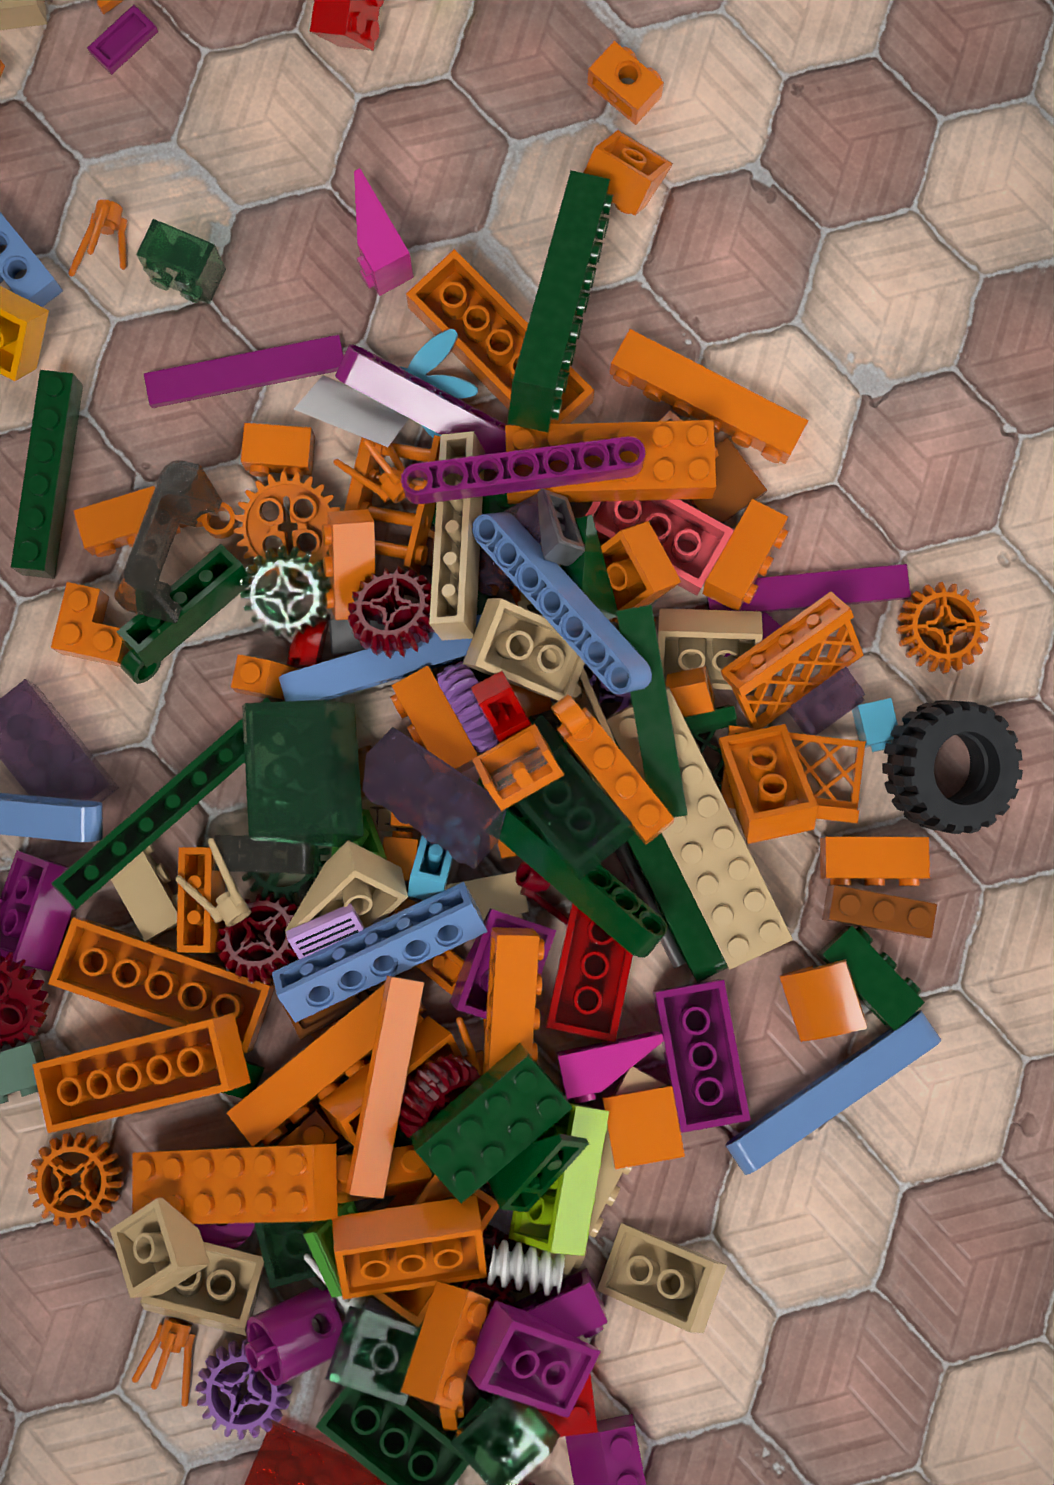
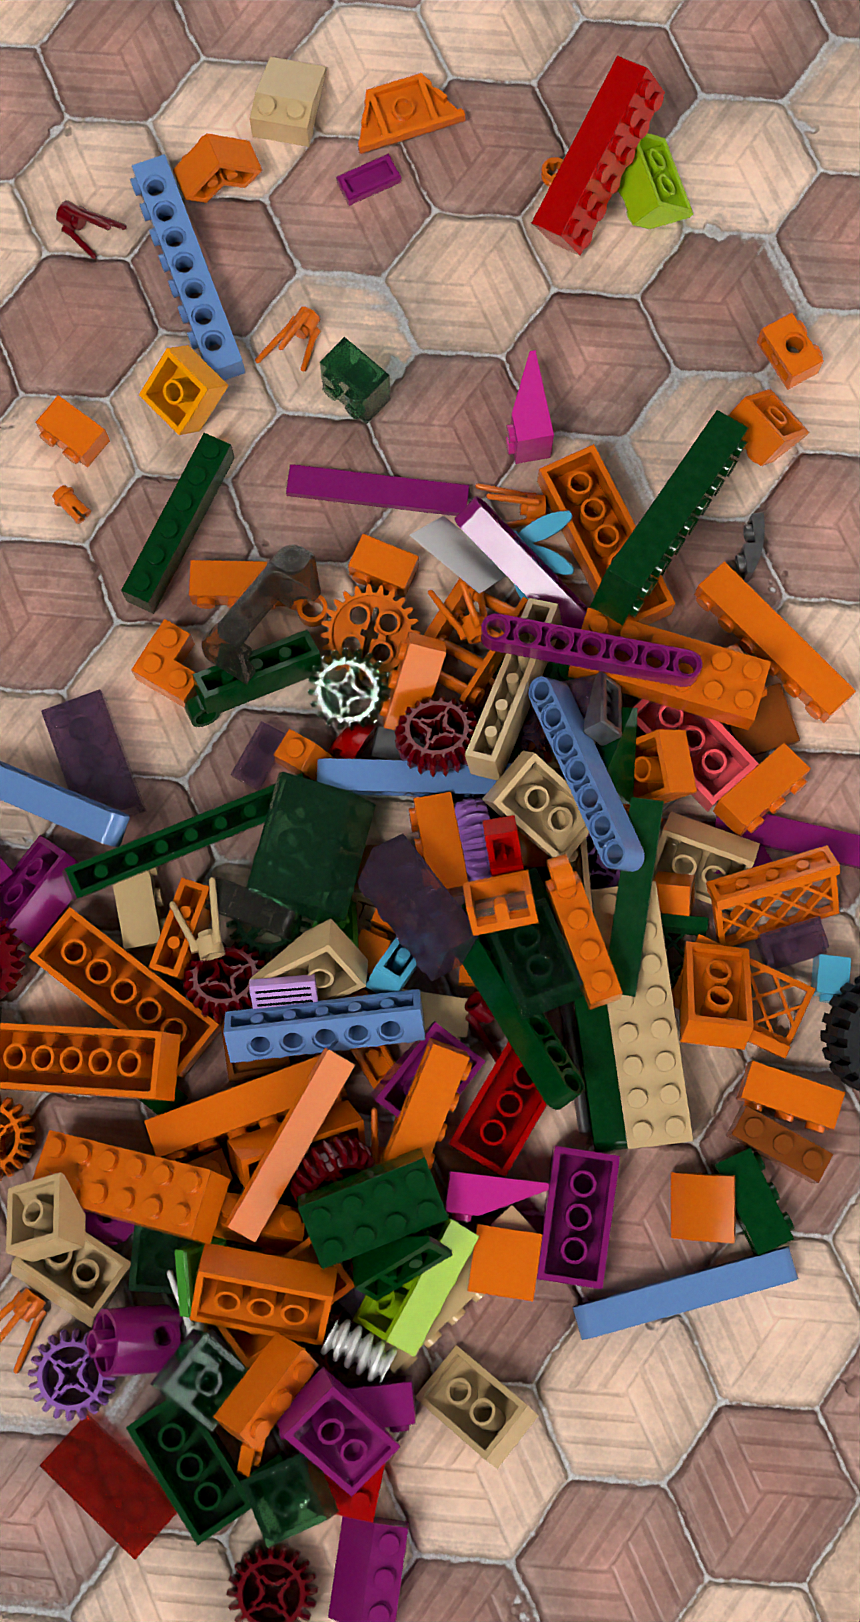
camera: 20 degrees right, 5 degrees down
(215, 692) = (258, 756): none -> clear purple plate
(410, 335) = (530, 504): none -> orange plant
(653, 311) = (751, 551): none -> flat silver slope

